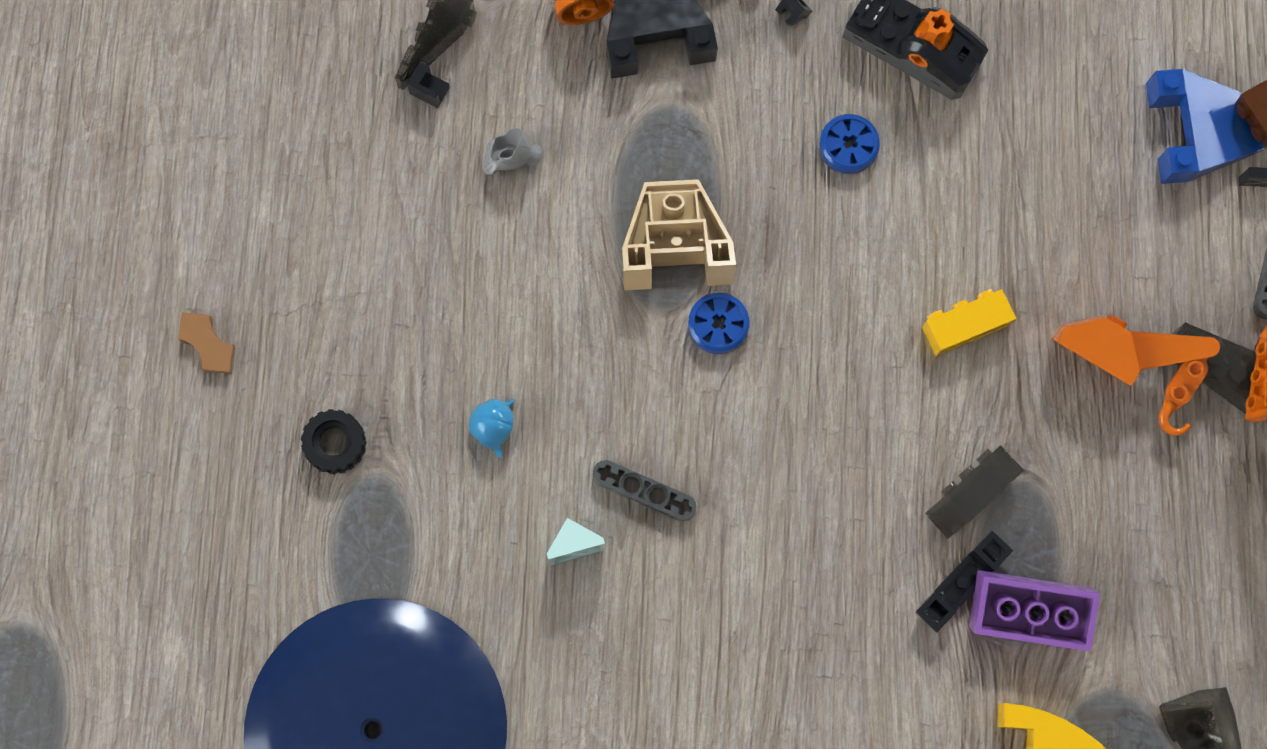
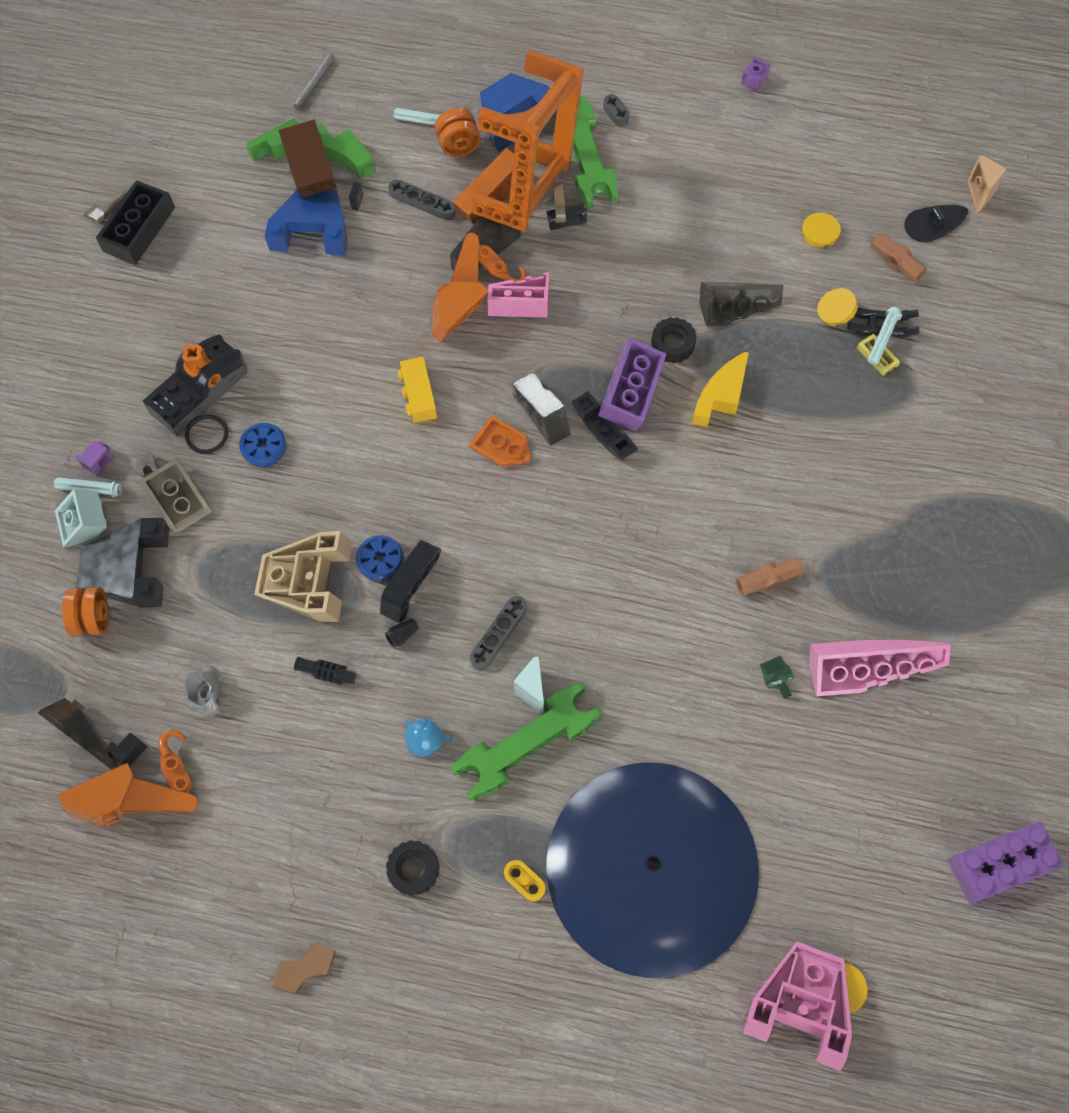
camera: 75 degrees left, 10 degrees down
(335, 575) = (524, 881): none -> yellow plate
(370, 97) = (118, 792): none -> orange slope
(541, 587) = (495, 761): none -> bright green piece
(558, 288) = (325, 670): none -> black hinge
(623, 370) = (401, 632): none -> black cone
(694, 364) = (407, 580): none -> black beam
(756, 56) = (175, 496): none -> dark tan slope
(858, 49) = (205, 451): none -> black tyre
(912, 448) = (501, 443): none -> orange tile
(1140, 433) = (519, 298): none -> bright pink wedge
(1146, 654) = (679, 326): none -> black tyre

